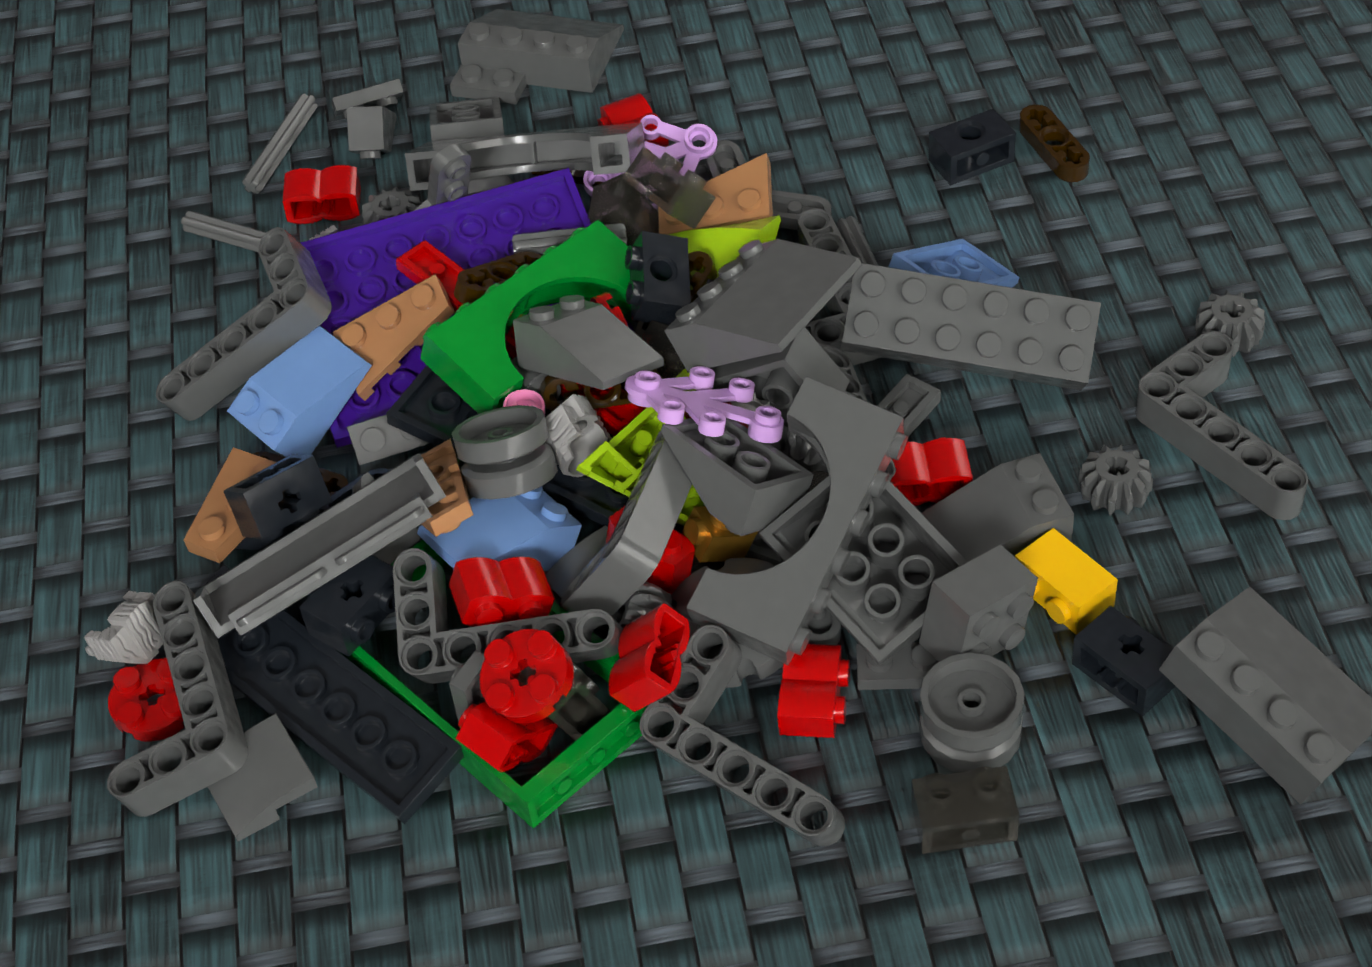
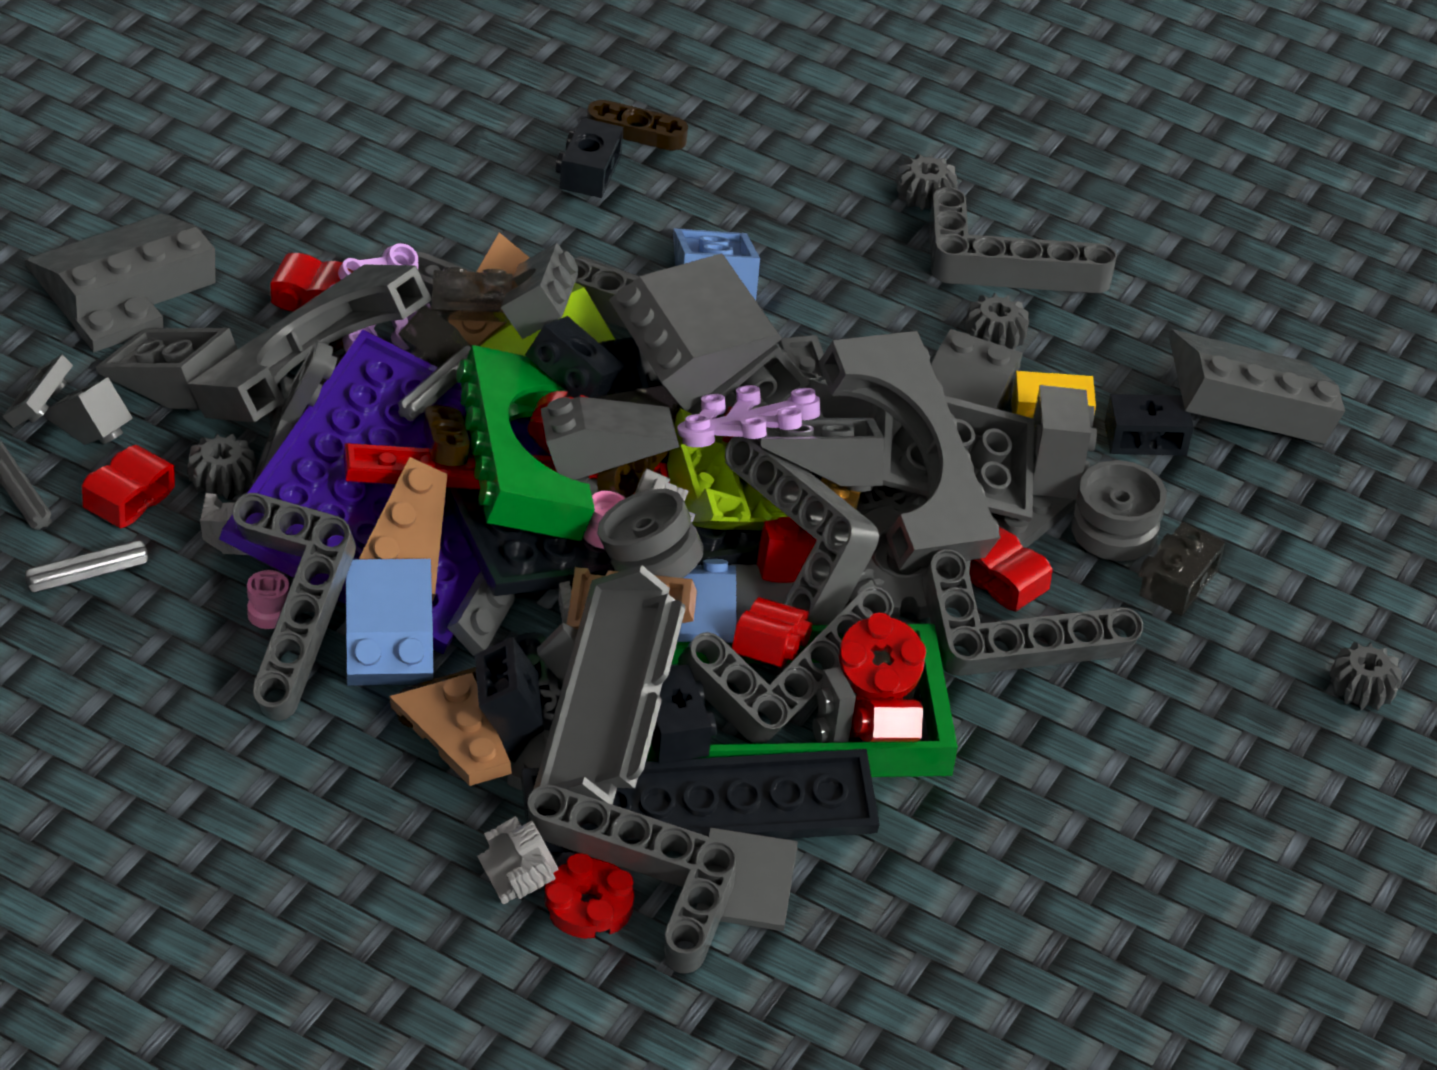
camera: 60 degrees left, 5 degrees down
(649, 657) = (924, 601): red brick -> none
(707, 208) = (542, 290): none -> dark grey arch
(971, 326) = (821, 265): dark grey brick -> none

